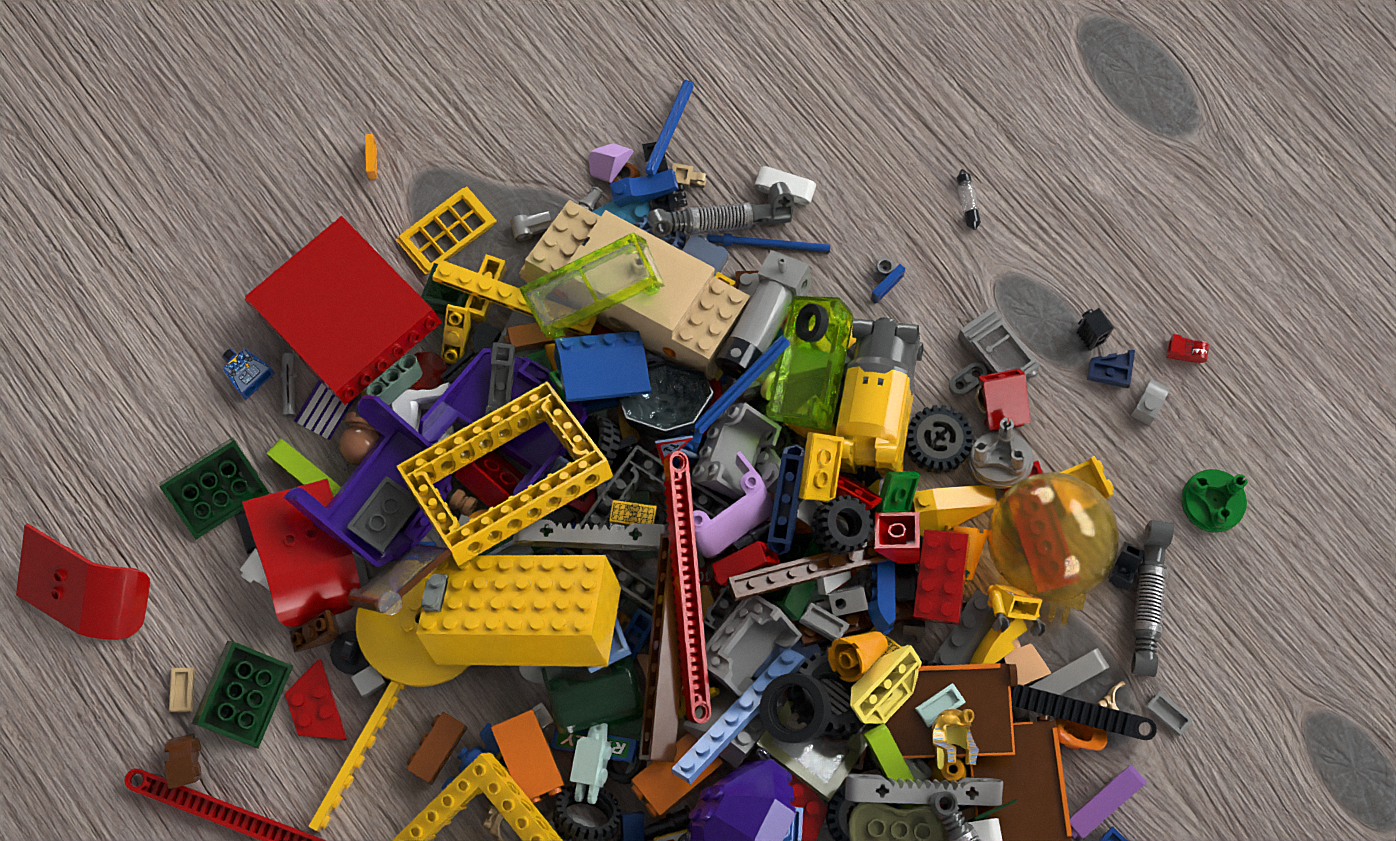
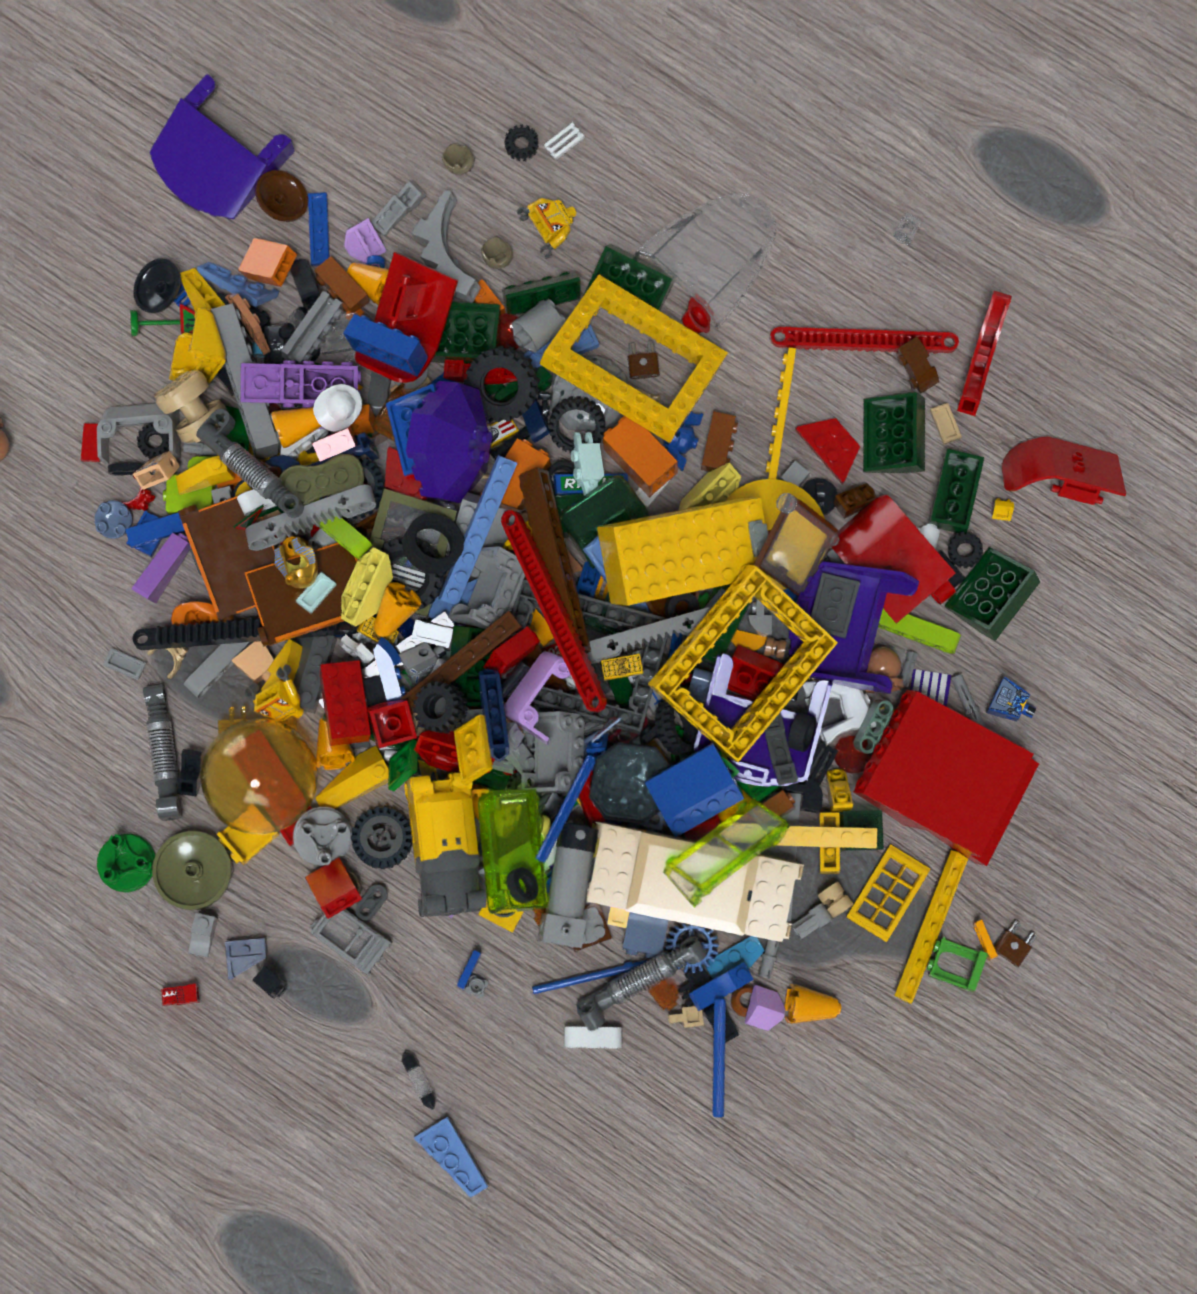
camera: 160 degrees right, 5 degrees up
(109, 746) = (983, 353): none -> red arch
(163, 571) = (1003, 510): none -> yellow tile
(203, 605) = (956, 491): none -> dark green brick
(231, 551) = (965, 561): none -> black tyre
(333, 440) = (908, 668): none -> light grey axle
(347, 143) = (1012, 947): none -> reddish brown piece
(393, 130) = (947, 946): none -> bright green panel
(418, 183) = (931, 927): none -> yellow plate
(469, 394) = (802, 732): none -> black tyre
(470, 689) = (713, 487): none -> light yellow wedge
(500, 236) = (835, 899): none -> tan wheel
(565, 148) = (809, 1005): none -> light orange cone
(701, 196) = (665, 995): none -> clear orange brick
(912, 637) = (356, 649): none -> white tile
(955, 123) = (450, 1152): none -> medium blue wing
(1147, 465) = (192, 870): none -> olive dish

